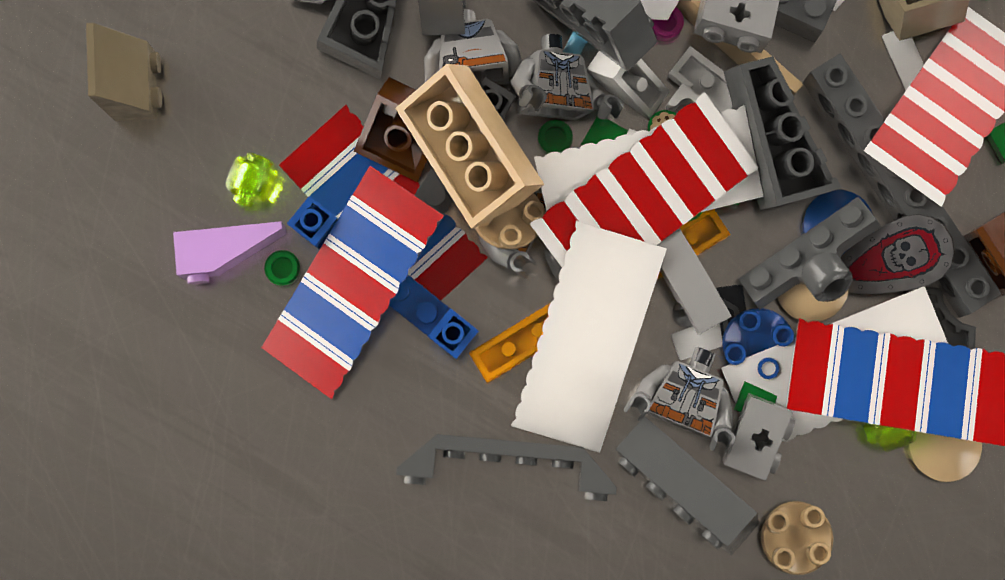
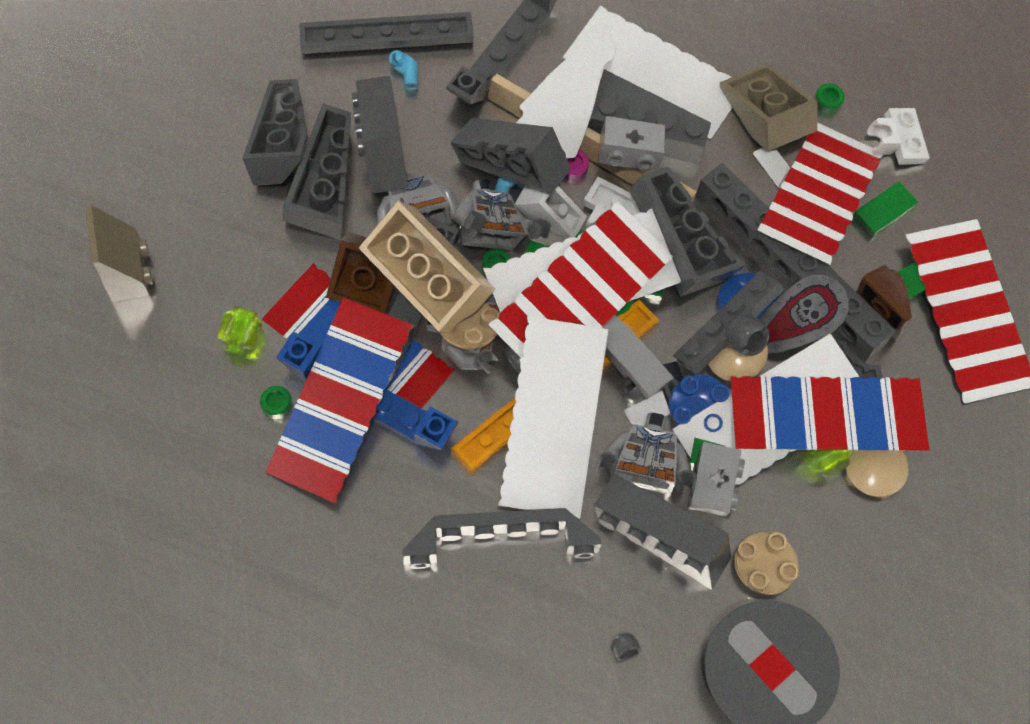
camera: 15 degrees left, 15 degrees down
(217, 250) = (218, 391): lavender slope -> none

